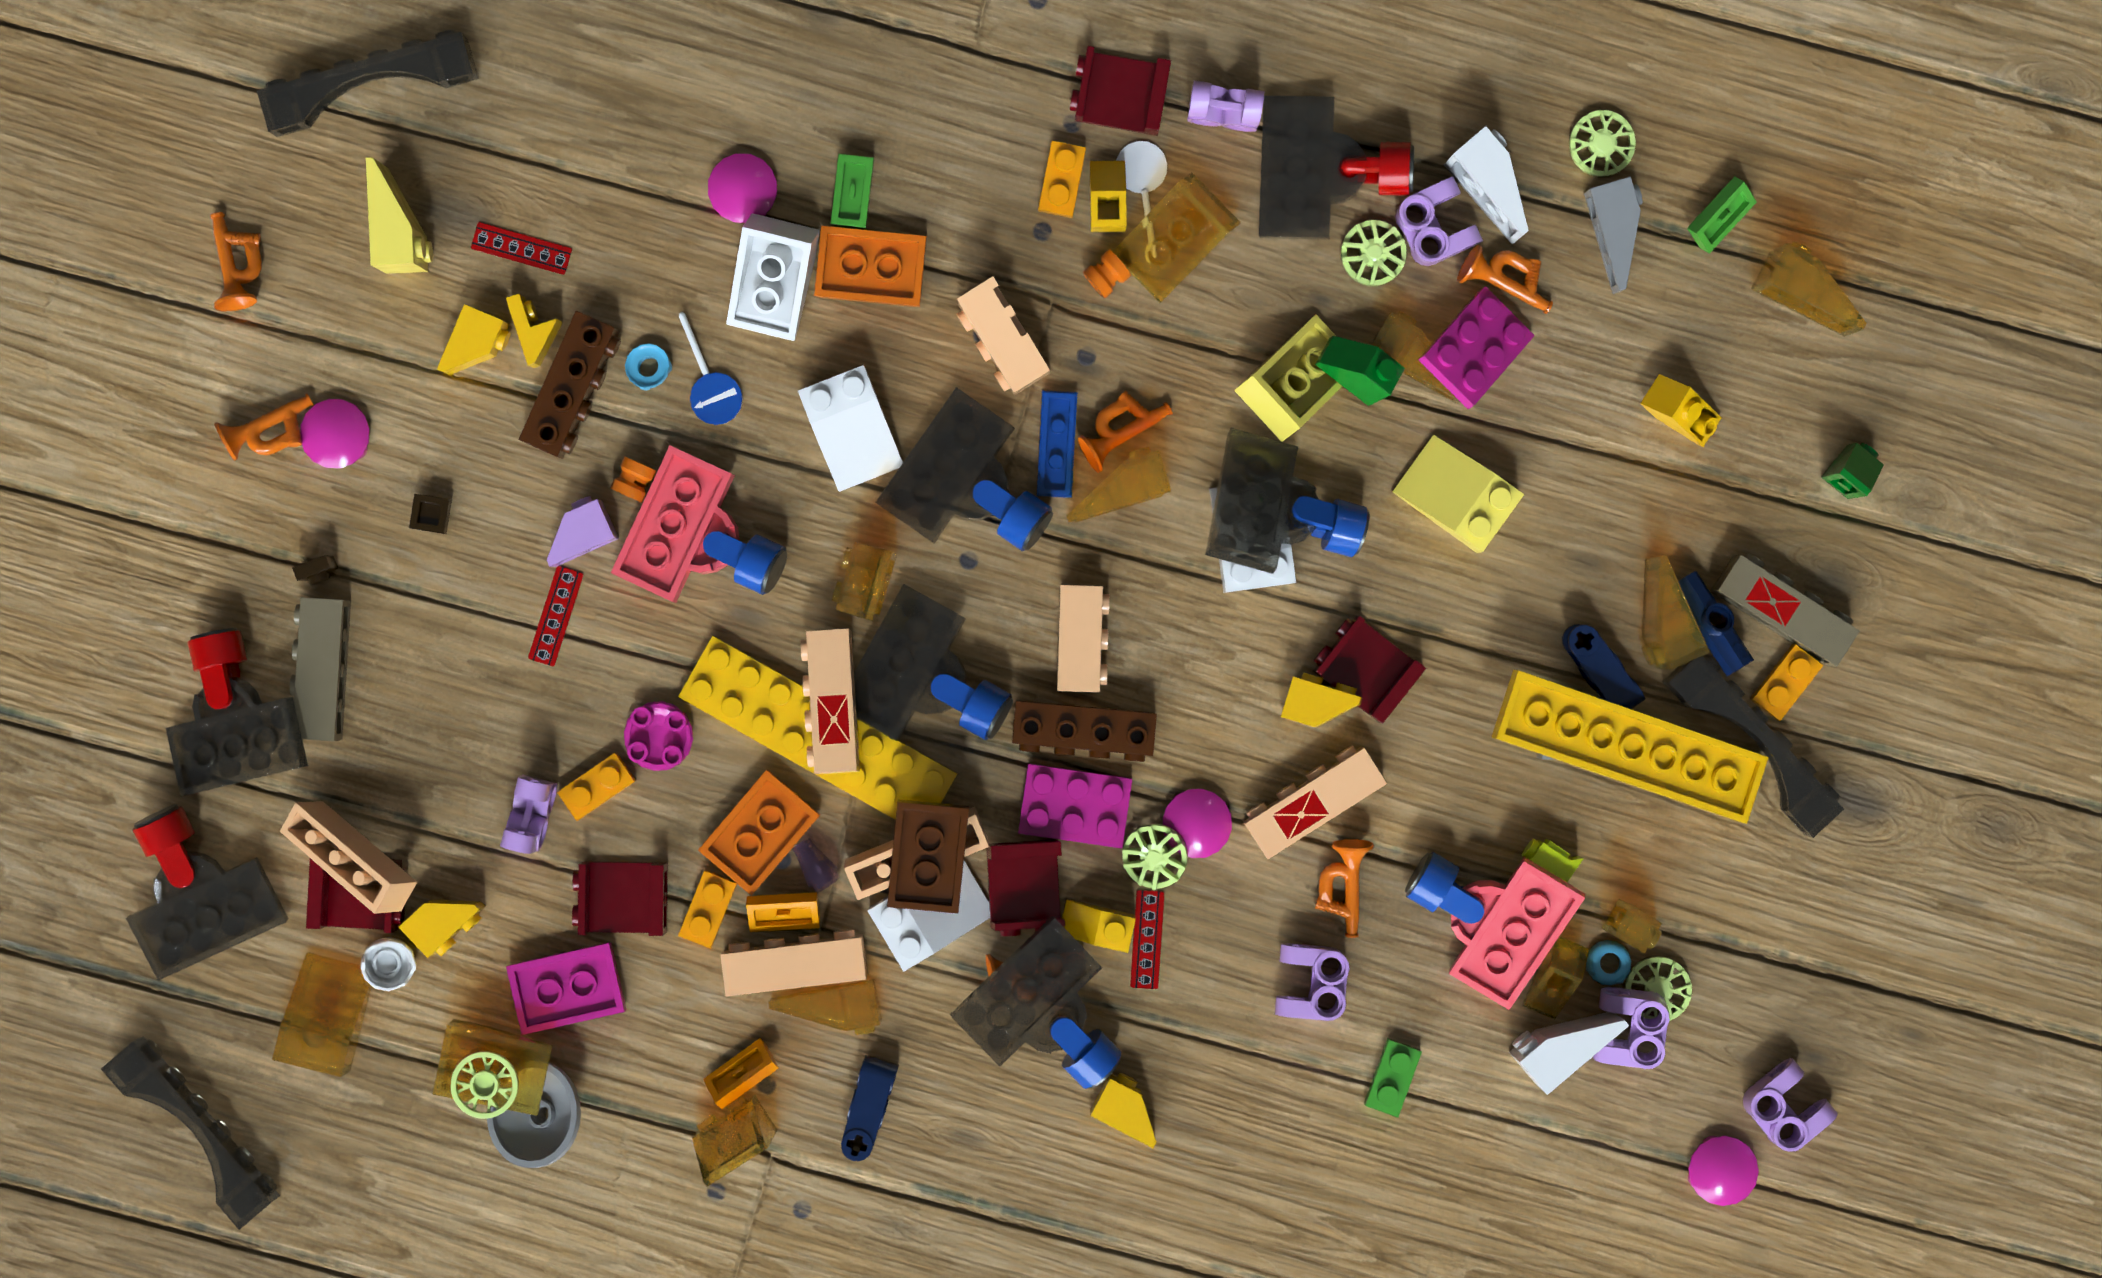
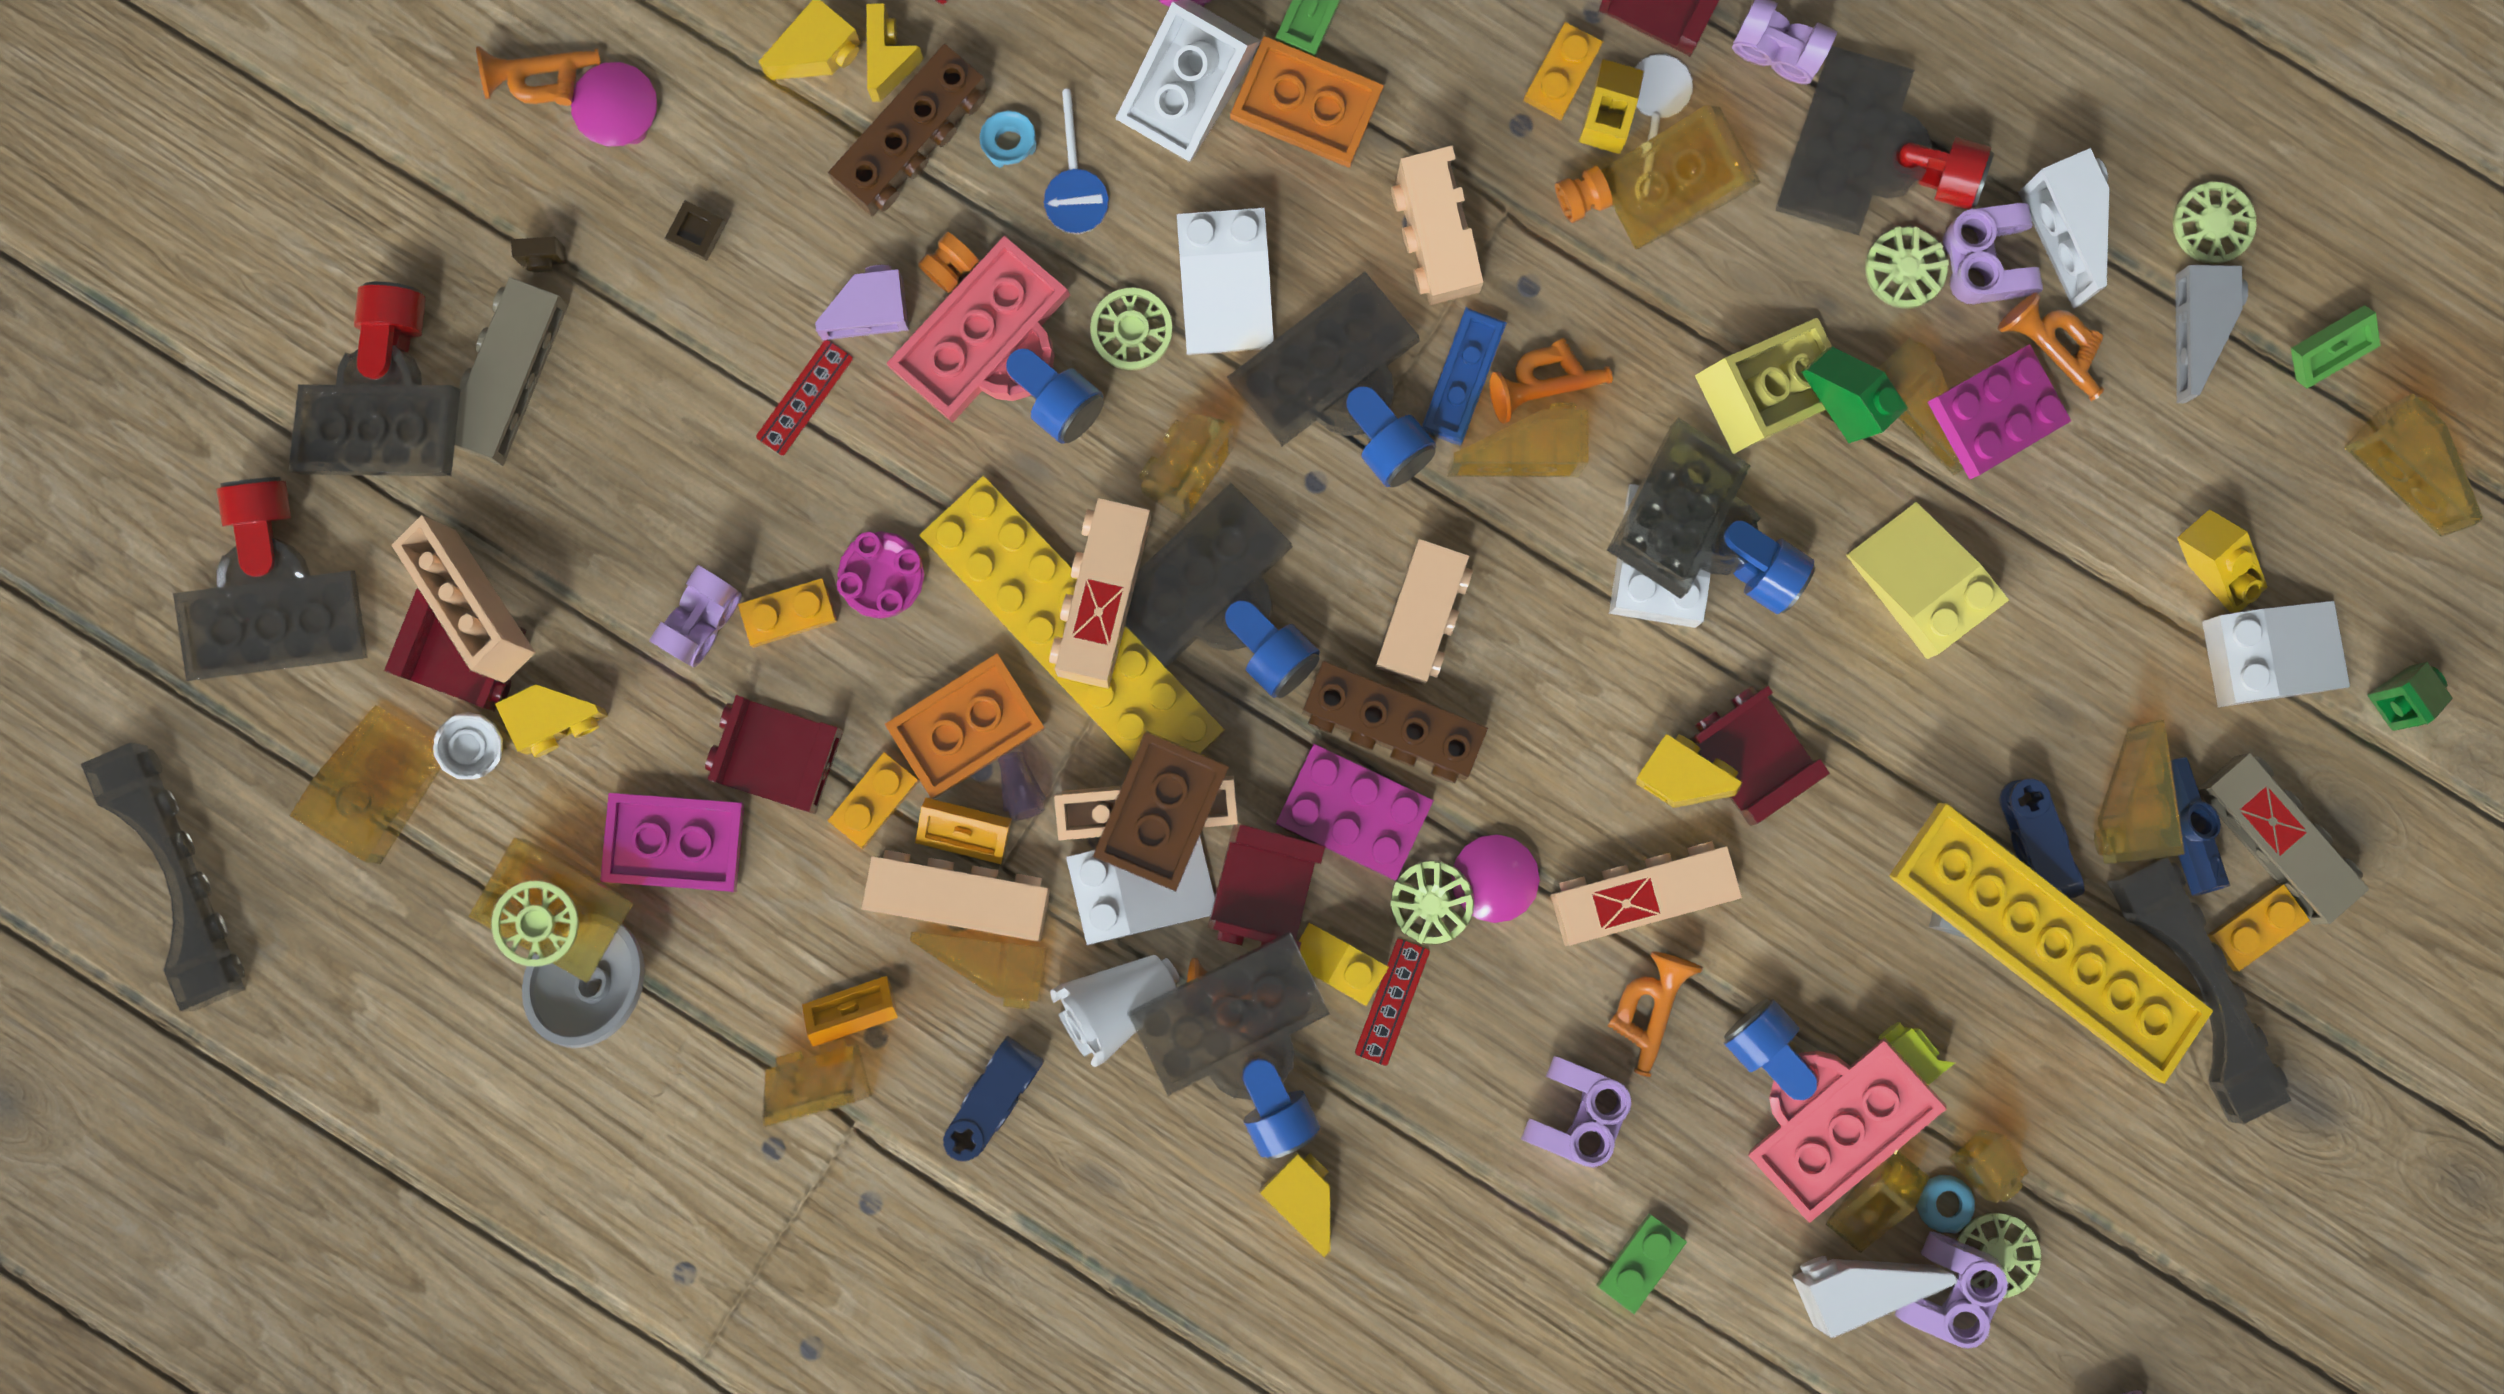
camera: 15 degrees right, 5 degrees down
(790, 486) = (1131, 328): none -> yellowish green wheel
(928, 1009) = (1100, 1002): none -> white cone
(1742, 468) = (2275, 653): none -> white slope

